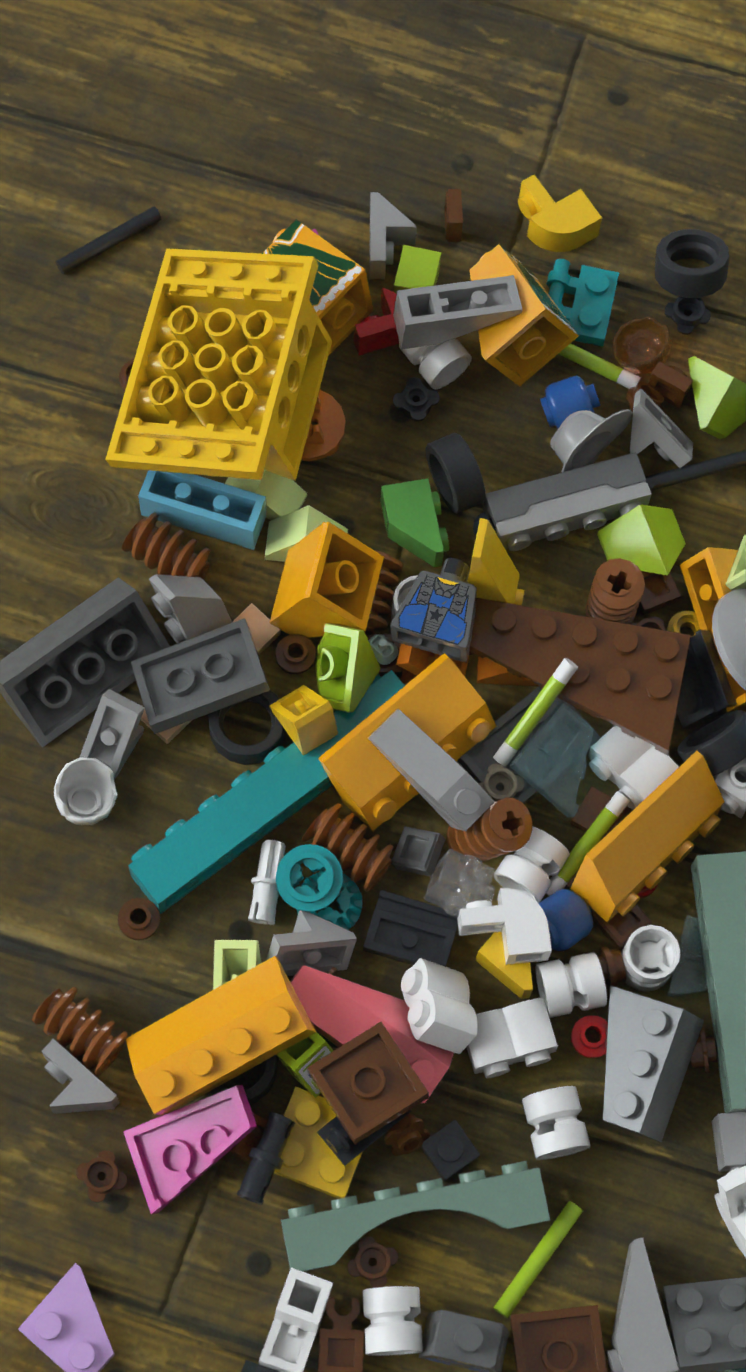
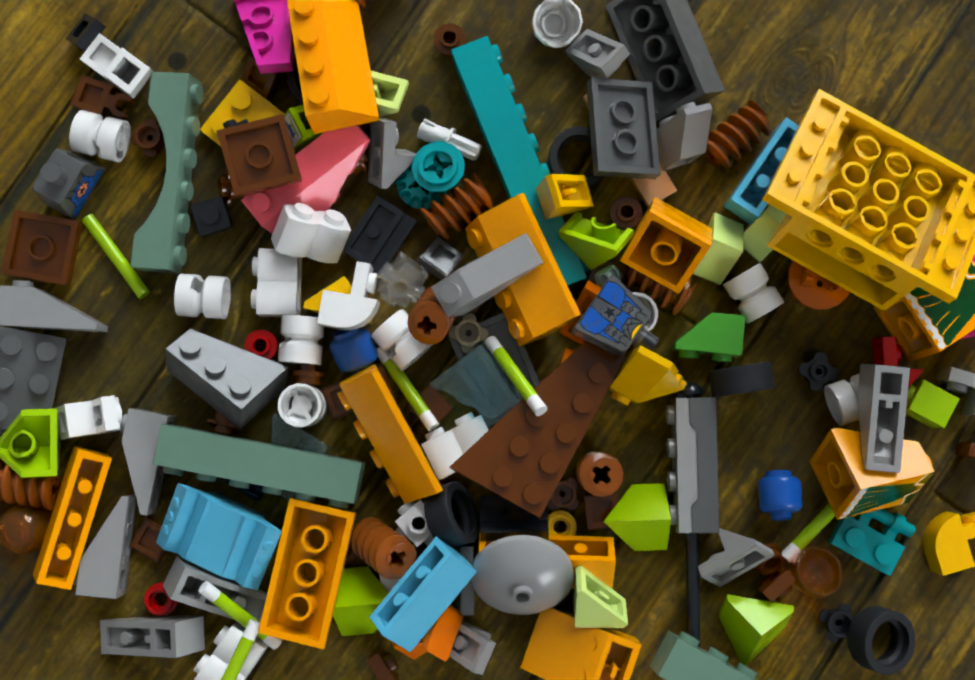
camera: 110 degrees right, 15 degrees up
(265, 1158) = (239, 77): black pin -> none
(344, 492) = (753, 293): none -> white wheel
(586, 435) = (744, 494): light grey piece -> none

